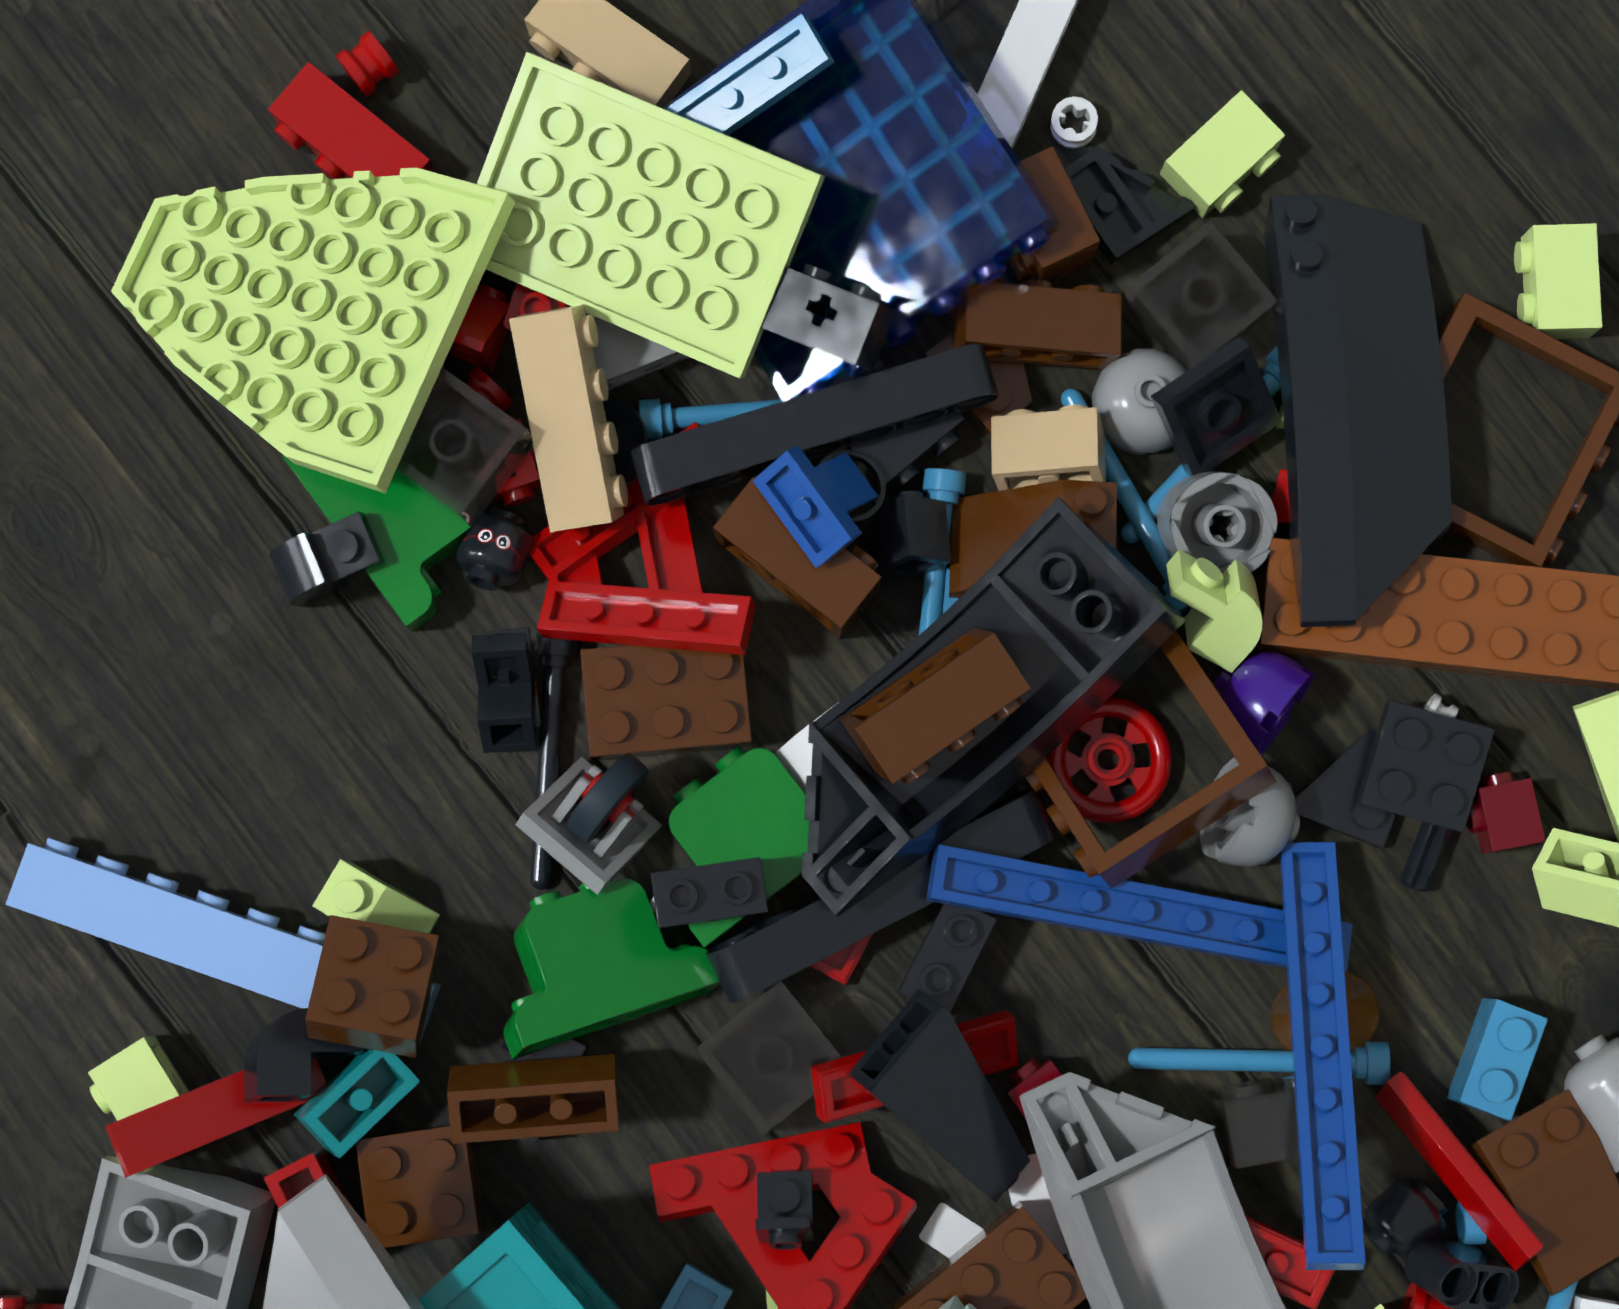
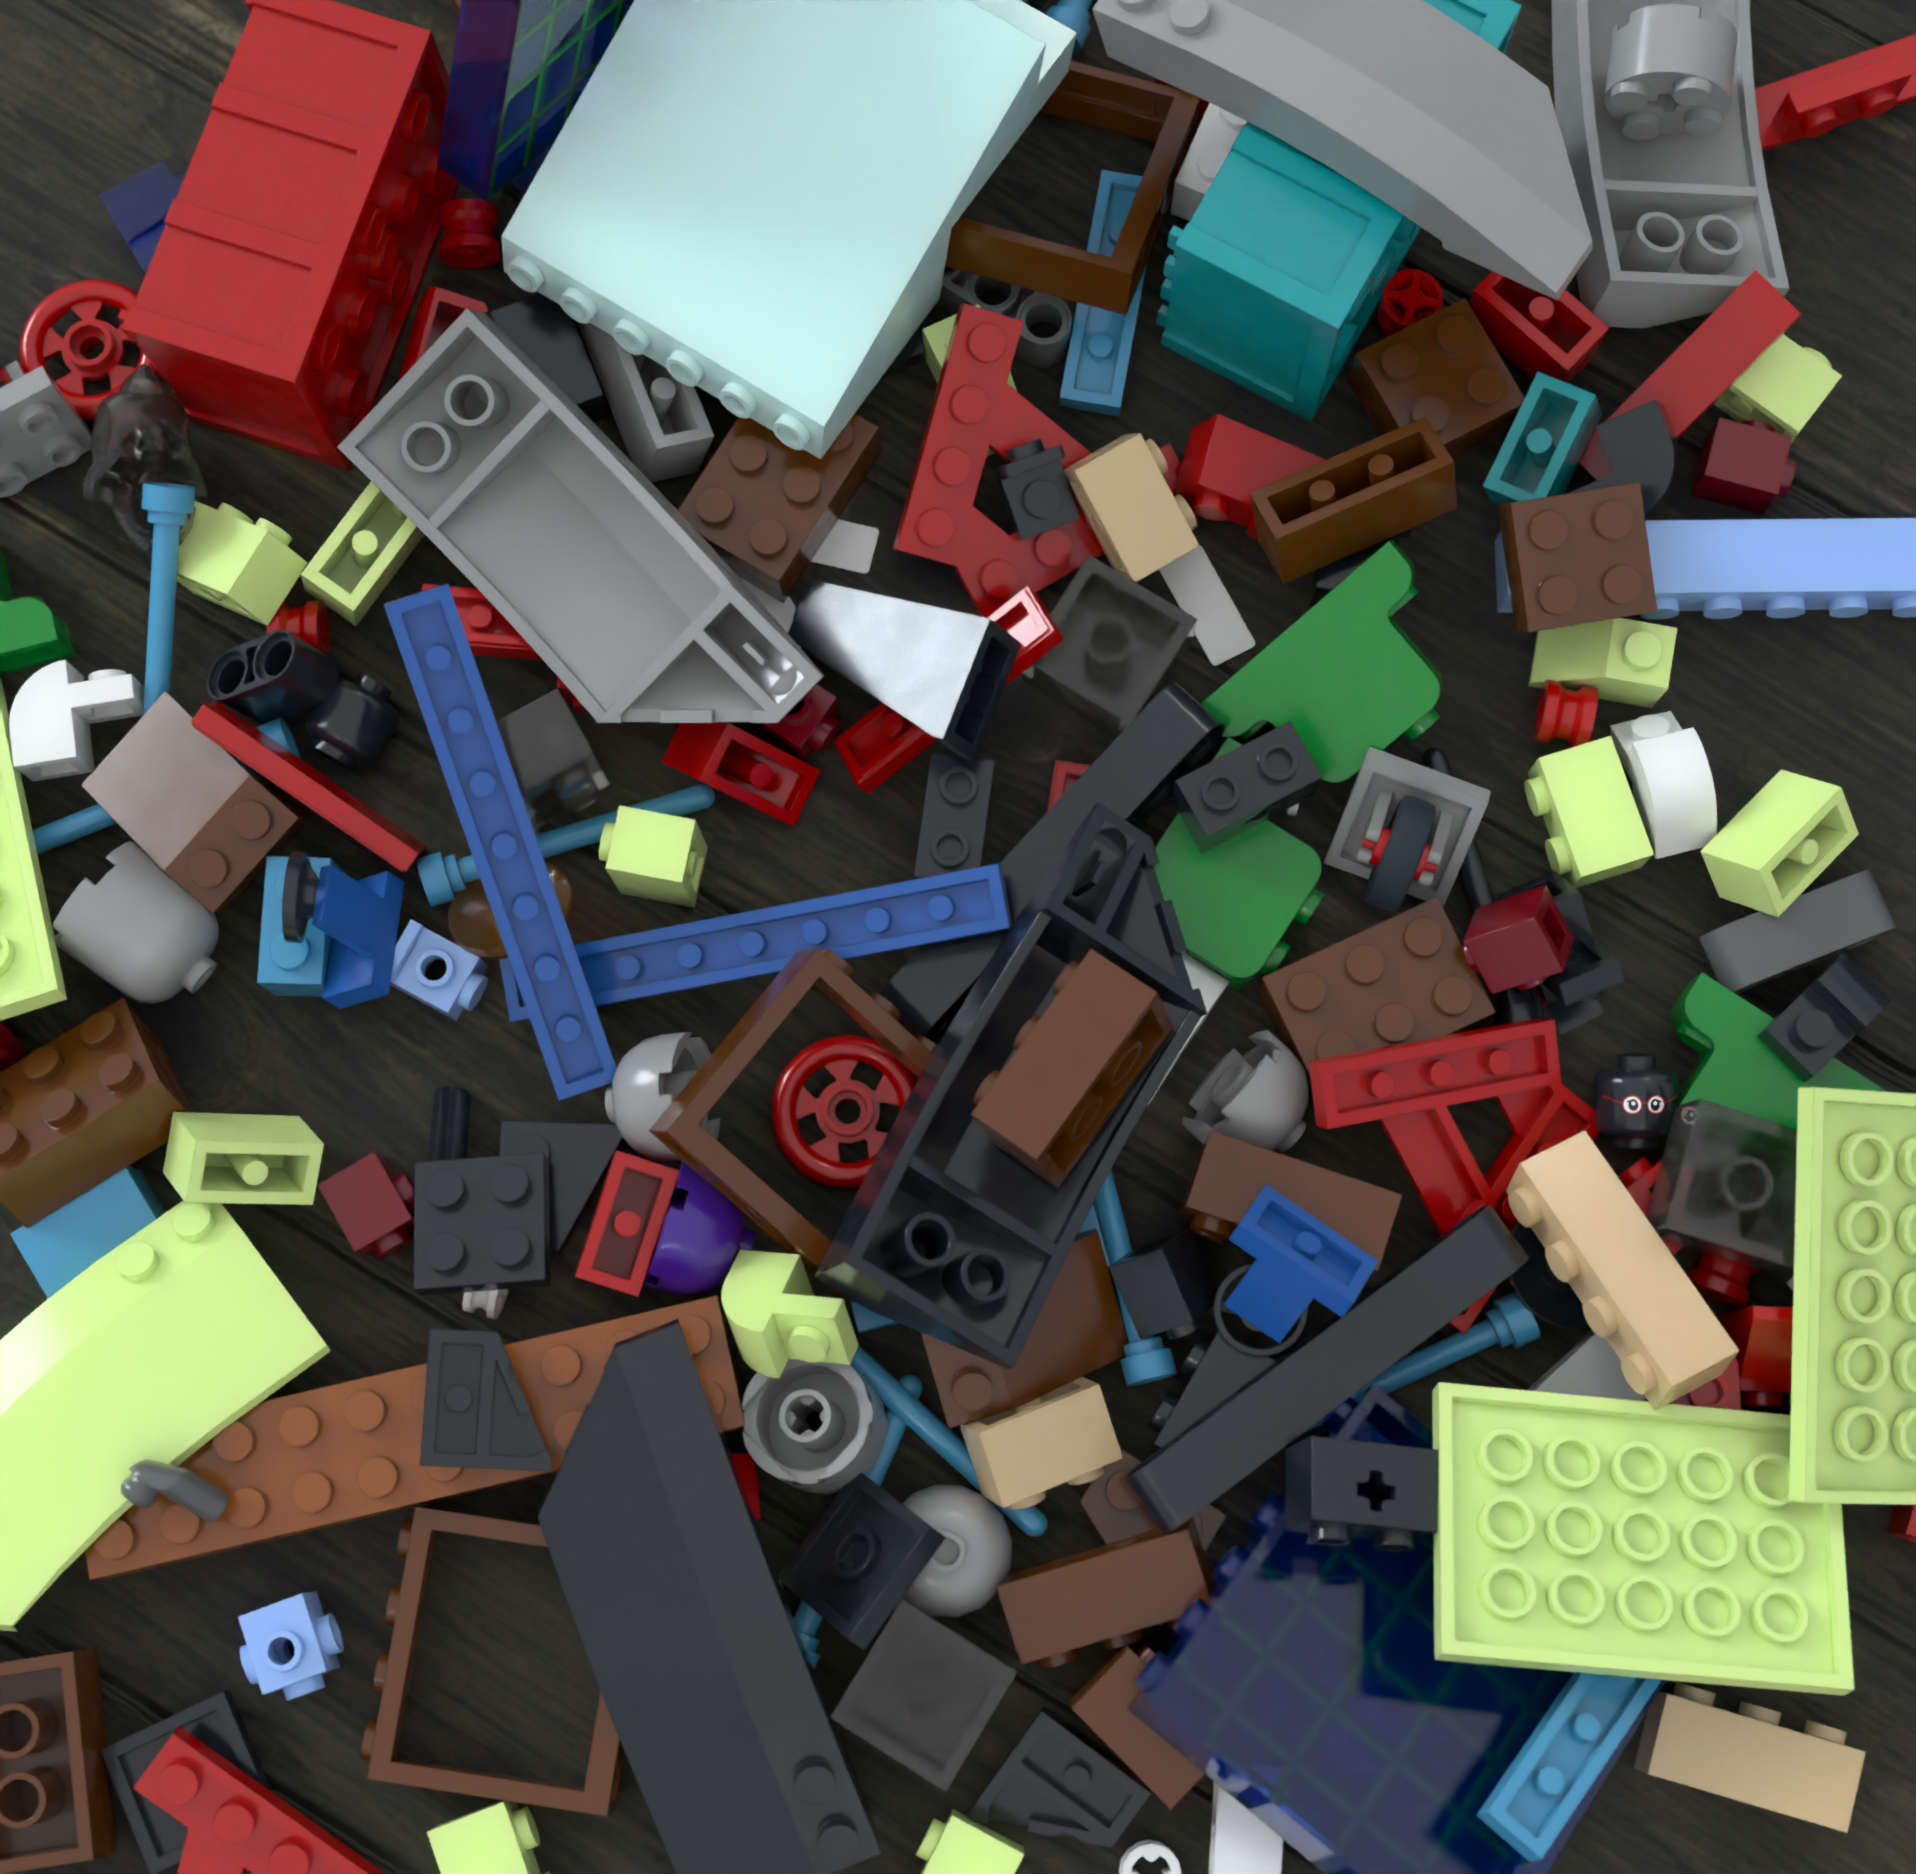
camera: 165 degrees right, 5 degrees down
(194, 1031) = (1744, 465): none -> dark red brick
(302, 707) = (1779, 842): none -> yellowish green brick
(314, 635) = (1804, 934): none -> dark grey beam
(367, 790) = (1668, 782): none -> white brick
(411, 1268) = (1411, 291): none -> red wheel
(424, 875) = (1565, 713): none -> red wheel
(440, 788) = (1588, 813): none -> yellowish green brick
(542, 695) = (1518, 941): none -> dark red brick
(610, 1167) = (1228, 463): none -> red brick
(673, 1075) = (1205, 598): none -> white sticker
(712, 1166) = (1132, 506): none -> tan brick
(793, 653) = (1253, 1096): none -> light grey cylinder
(1094, 1053) = (742, 768): none -> red slope
(1198, 1011) = (654, 855): none -> yellowish green brick
(1312, 726) = (626, 1223): none -> red brick
(1416, 1001) = (456, 990): none -> light blue brick
(1454, 1042) = (358, 917): none -> blue piece
(1474, 616) = (477, 1407): none -> black wing

